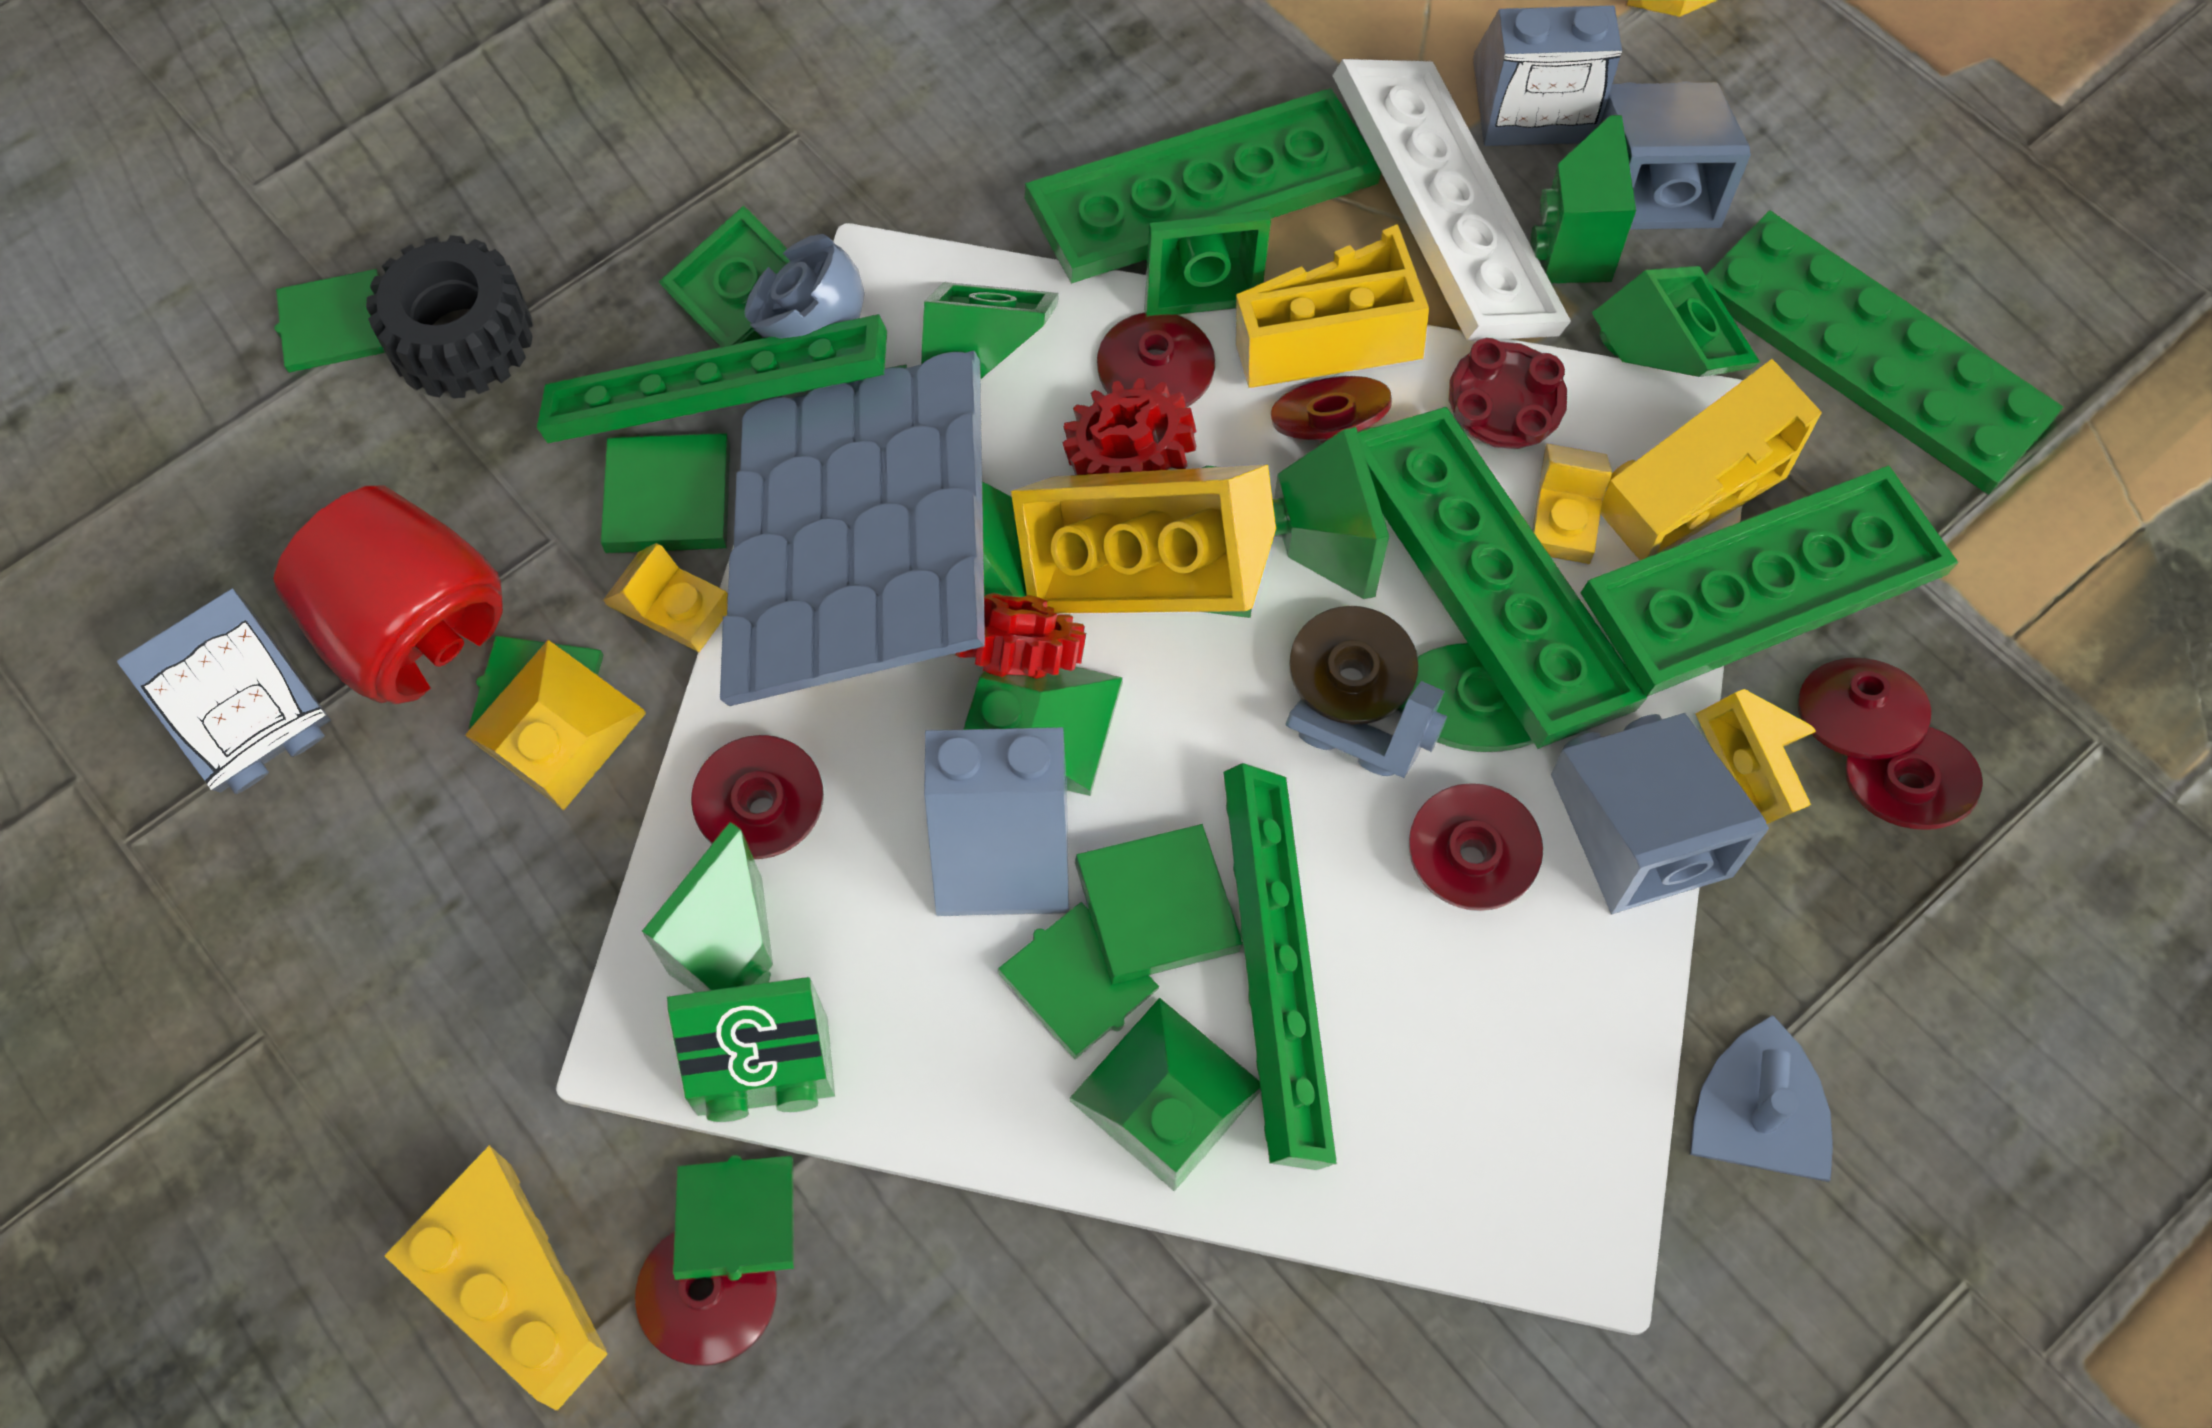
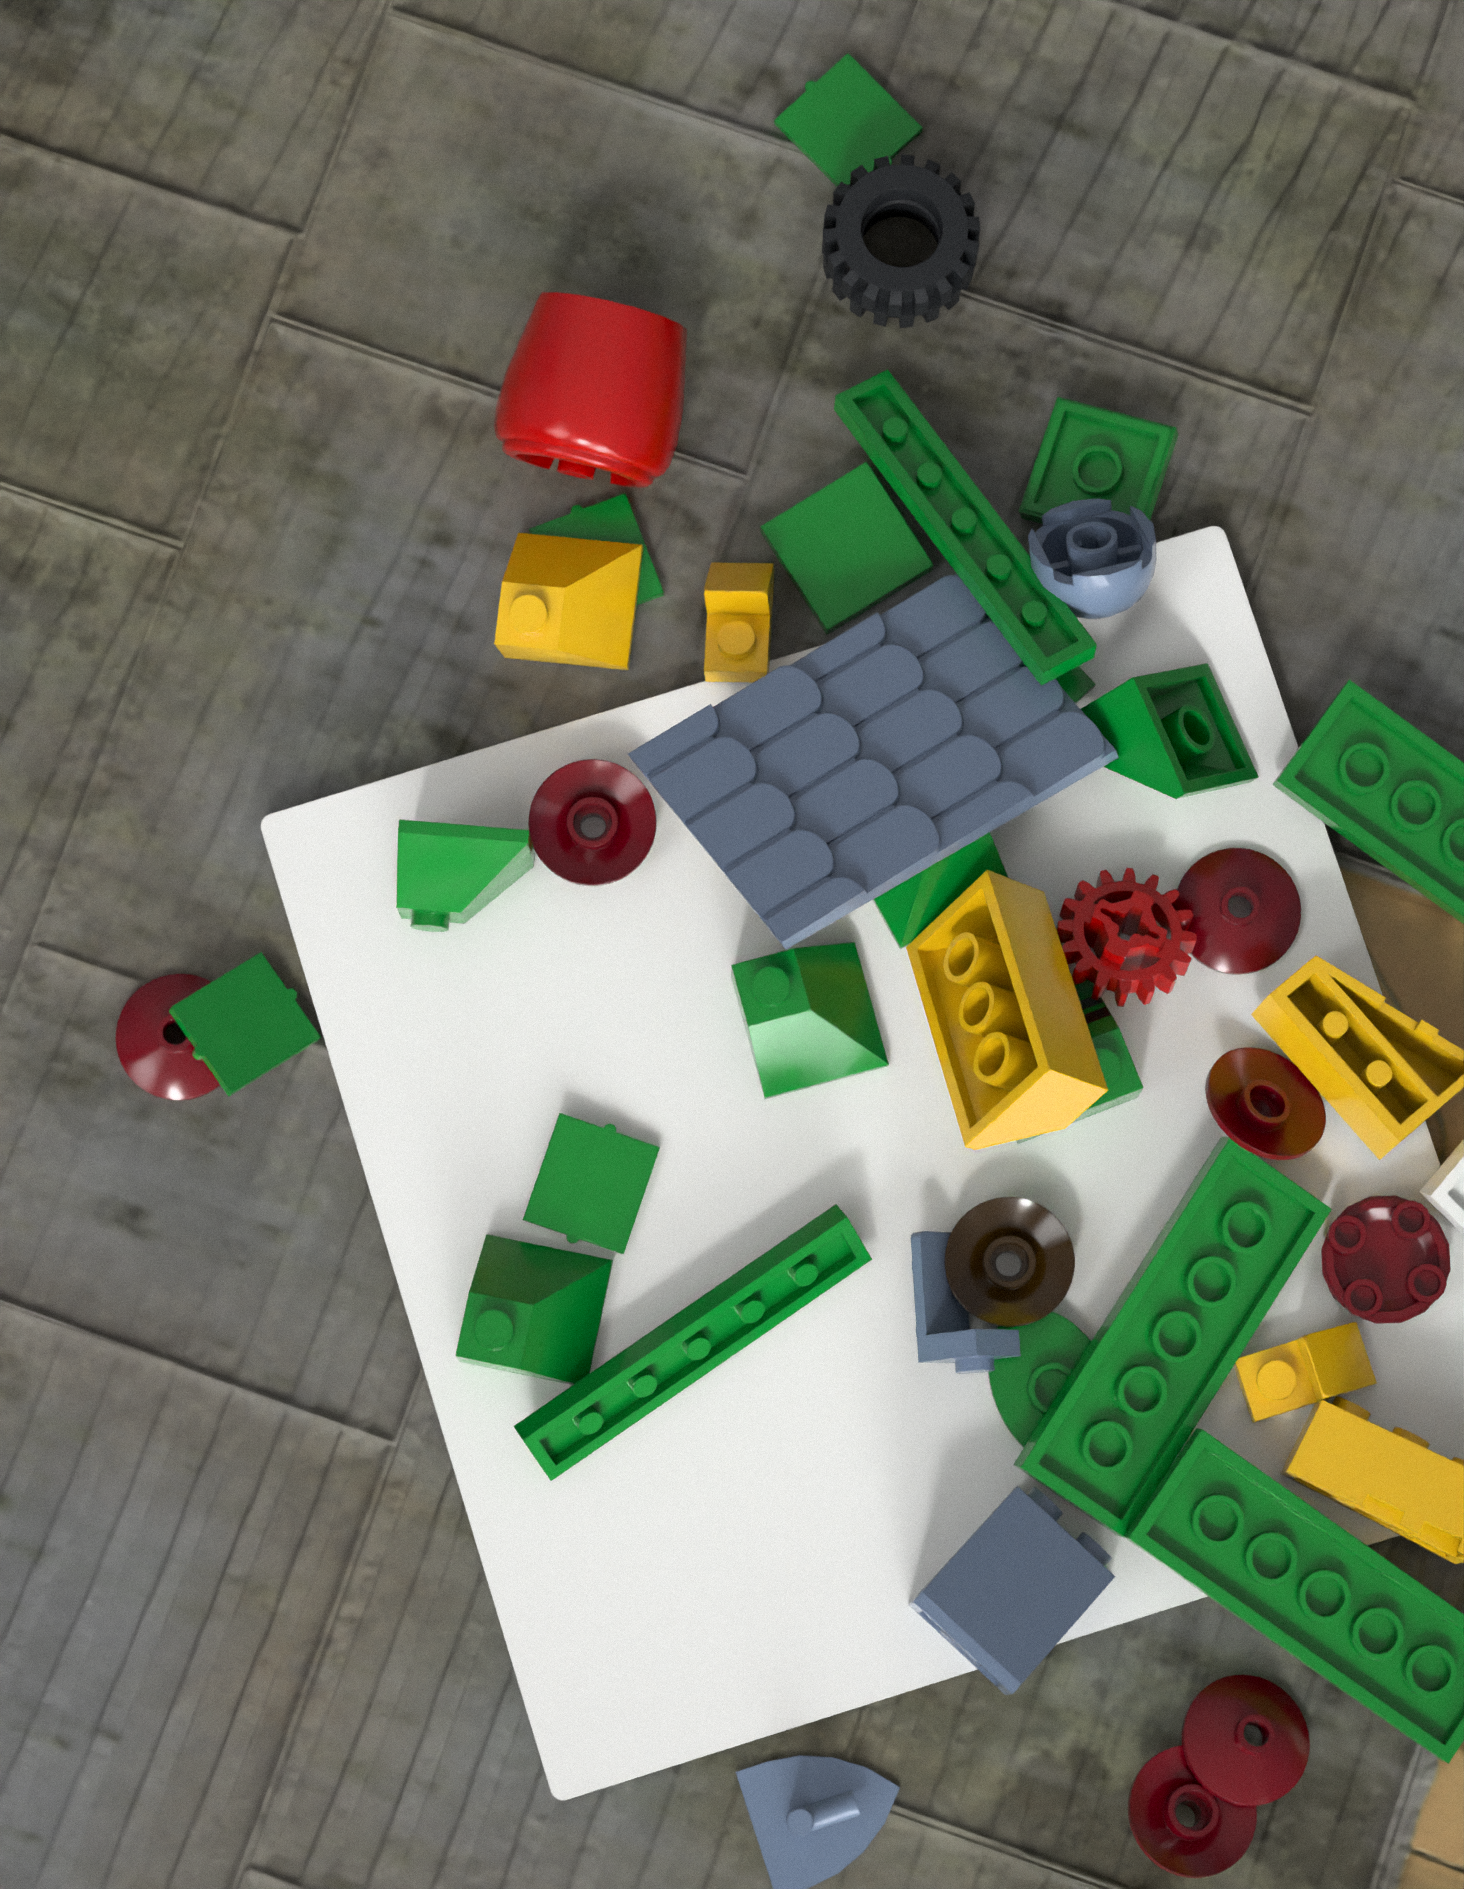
camera: 60 degrees right, 15 degrees up
(226, 693) = (434, 315): slope -> none
(500, 1282) = (91, 878): yellow wedge -> none
(752, 1048) = (371, 962): green slope -> none
(997, 821) = (671, 1043): sand blue slope -> none
(1027, 638) = (860, 963): red gear -> none
(1157, 903) = (692, 1212): green tile -> none
(1204, 262) = (1358, 900): green slope -> none
(1333, 515) = (1141, 1159): green slope -> none
(1479, 819) = (902, 1421): dark red dish -> none
(1751, 742) = (1134, 1650): yellow slope -> none

